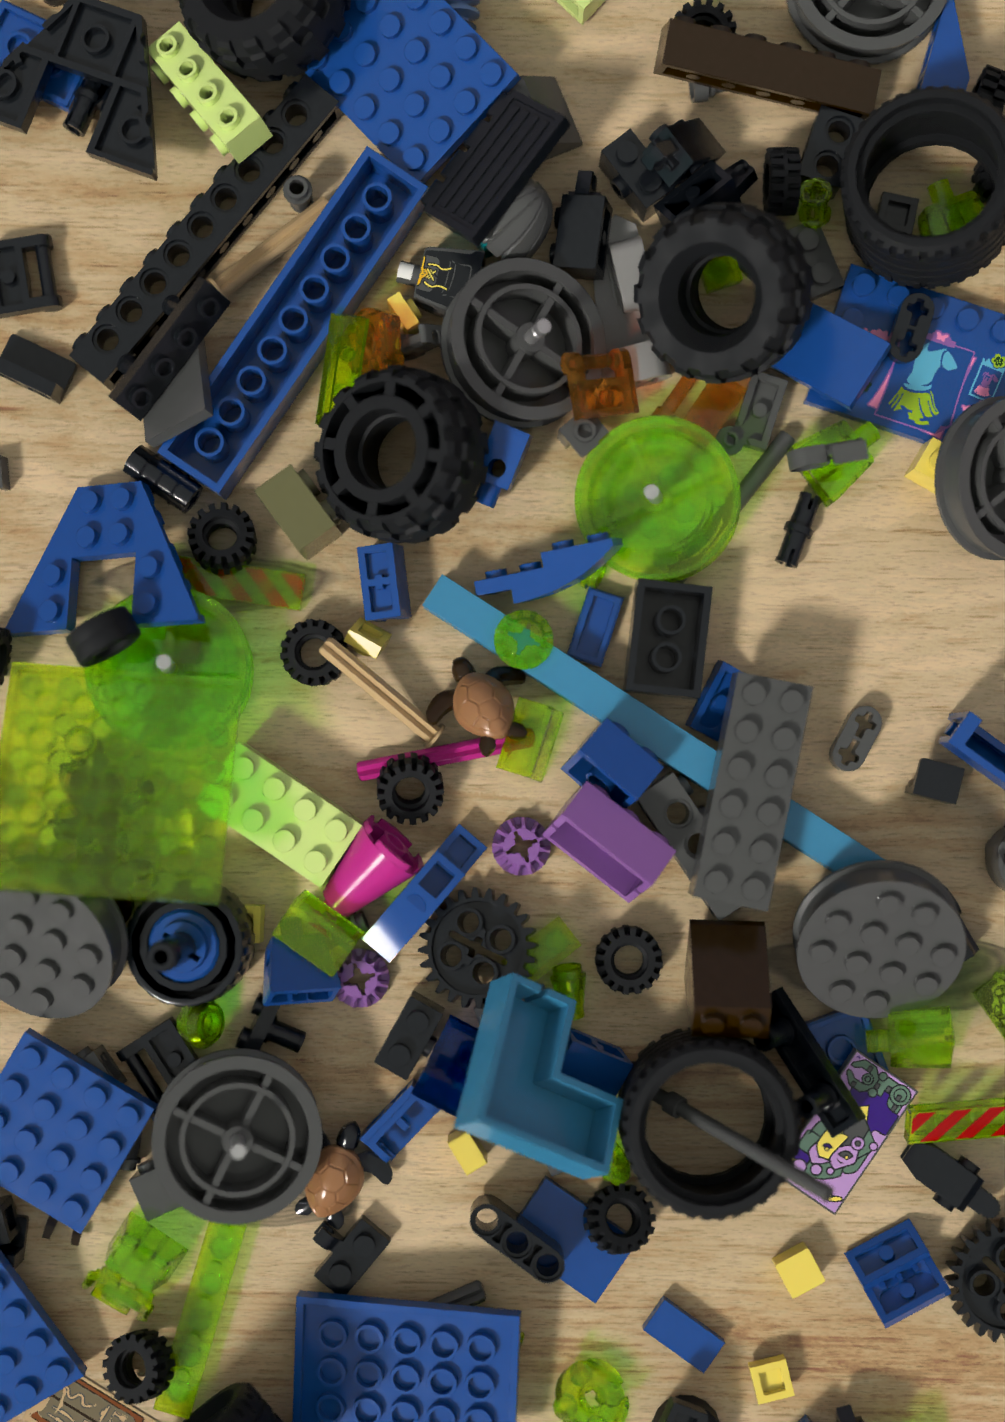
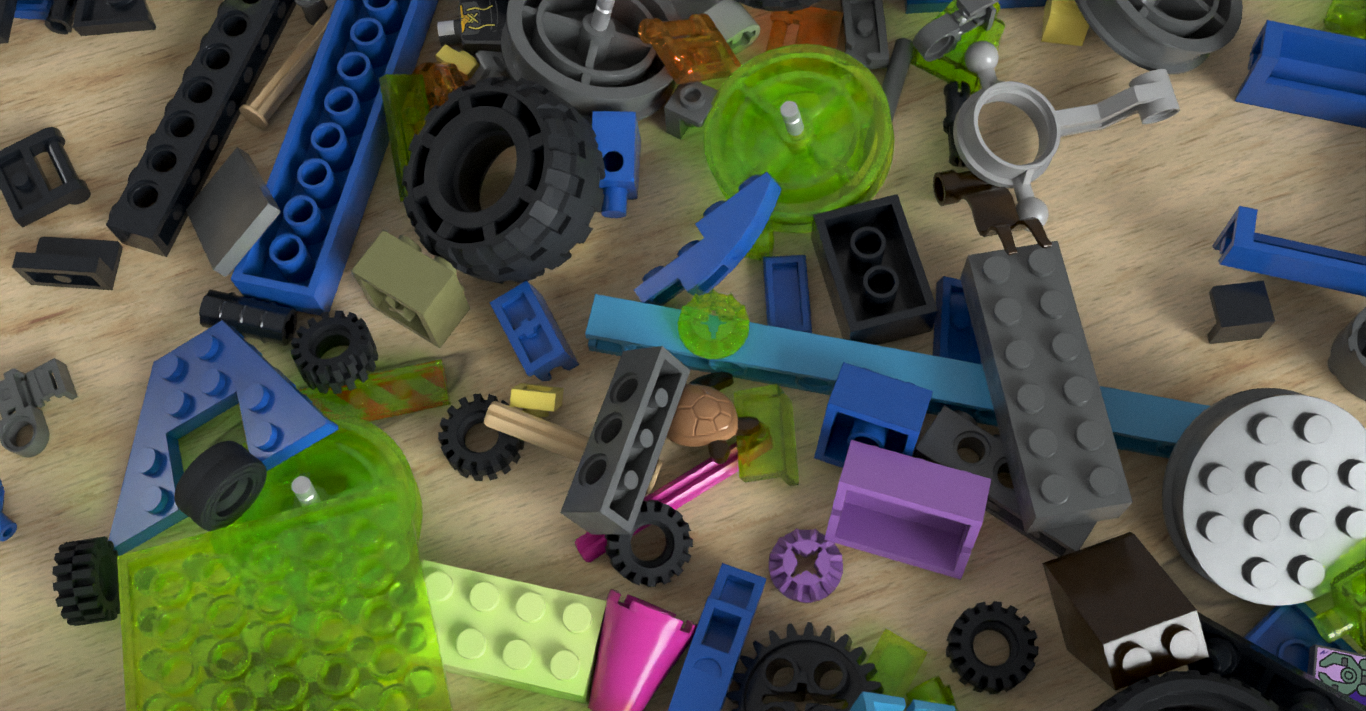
camera: 15 degrees left, 20 degrees down
(169, 348) = (212, 172): black plate -> none
(420, 712) = (626, 442): none -> dark grey brick
(782, 622) = (990, 206): none -> dark brown flag
(863, 742) = (1136, 305): dark grey beam -> none
(959, 576) = (1148, 95): none -> light grey piece

